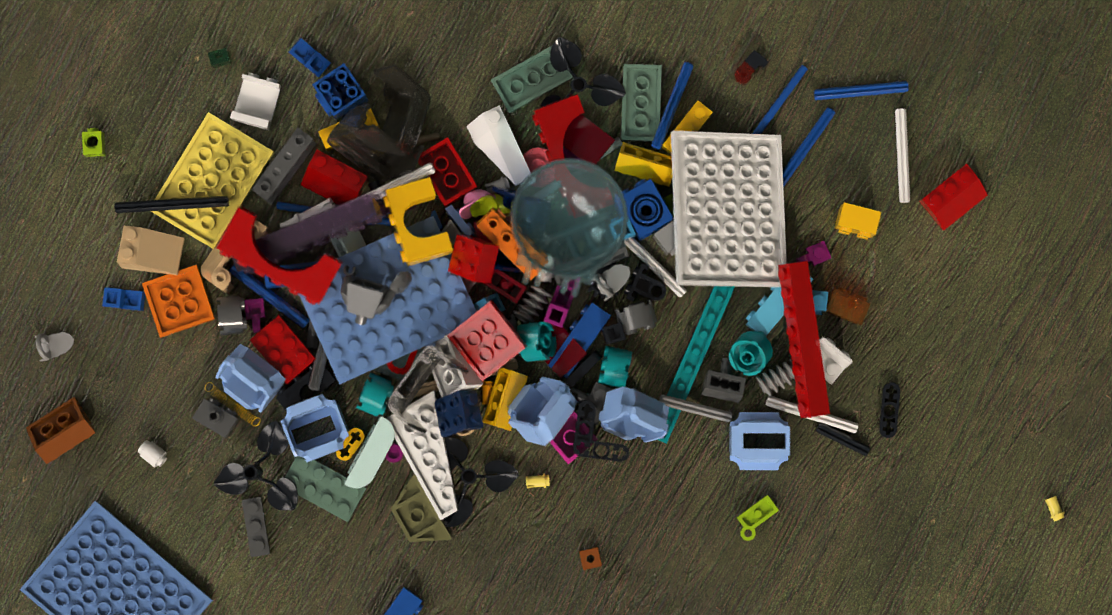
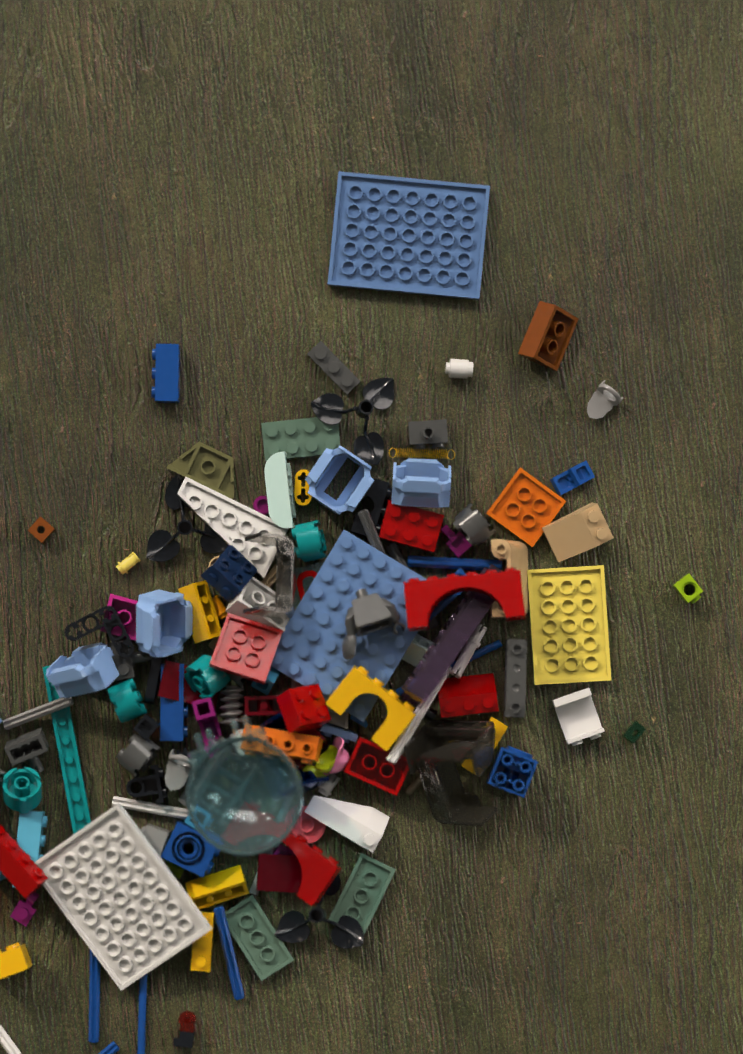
camera: 145 degrees right, 0 degrees up
(171, 204) = (587, 582): black axle -> none
(309, 57) = (560, 784): blue slope -> none

